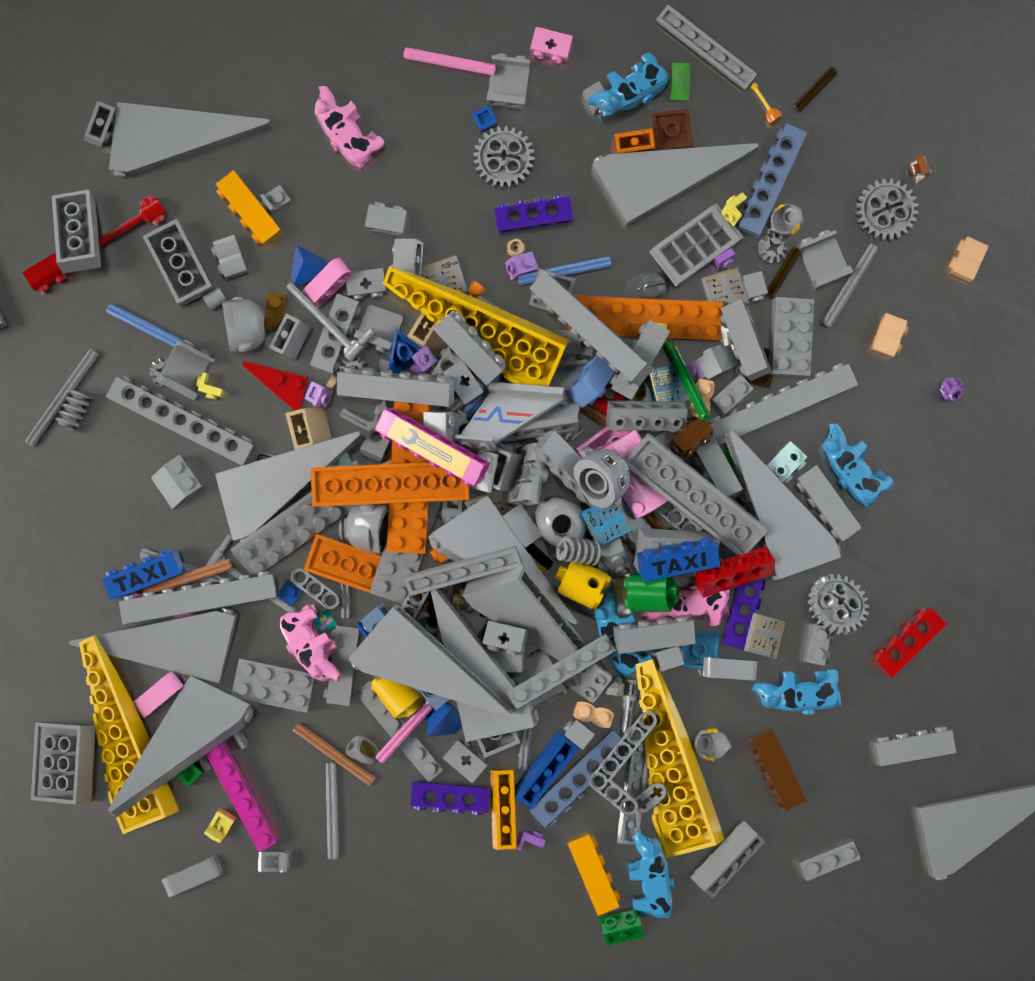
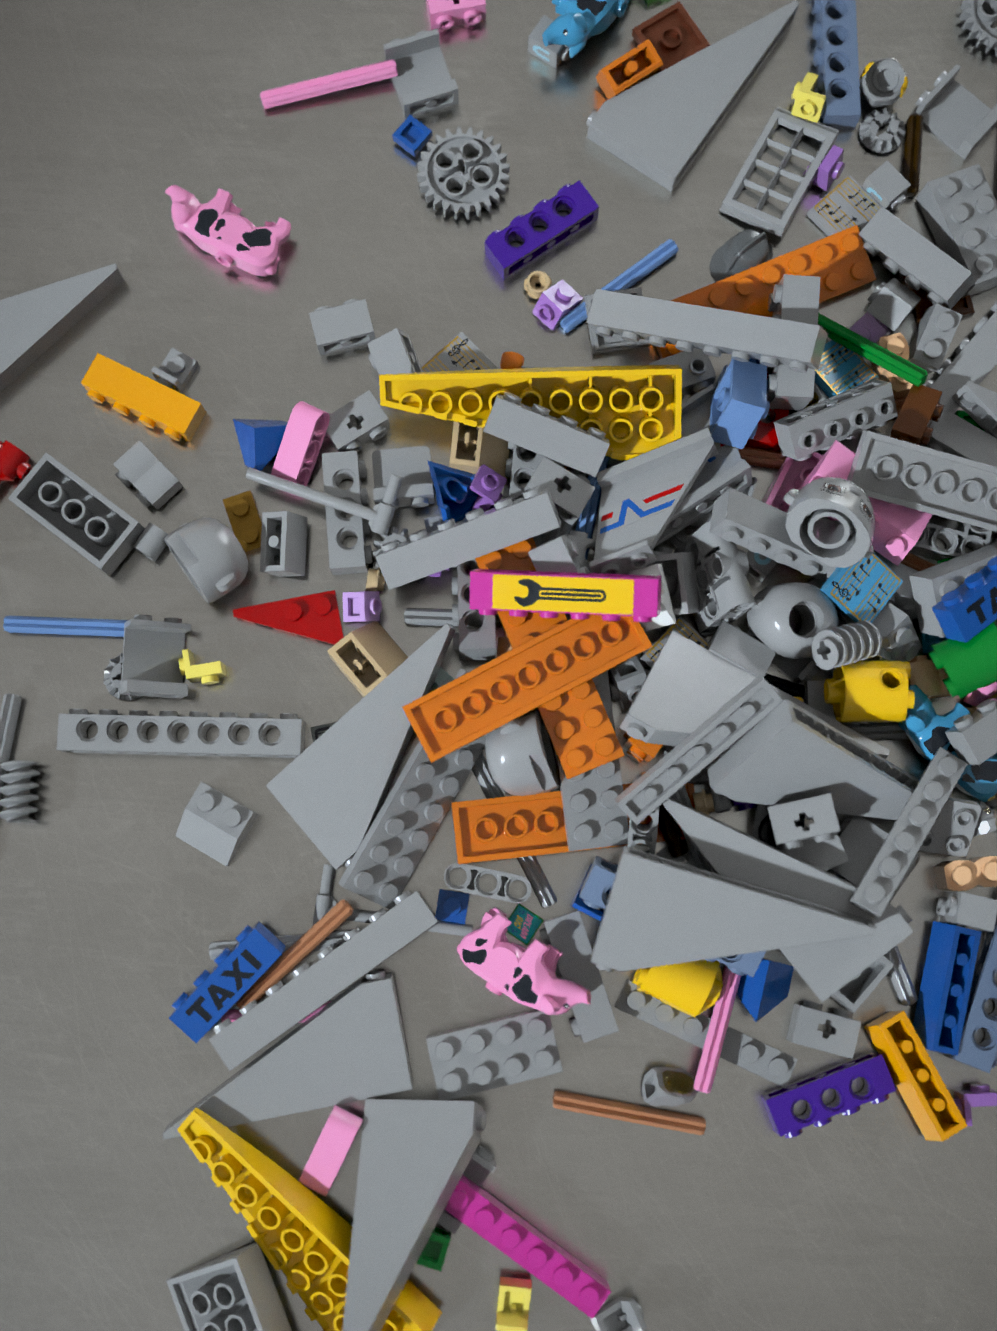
camera: 25 degrees left, 5 degrees down
(332, 814) = (666, 1200): light grey axle -> none

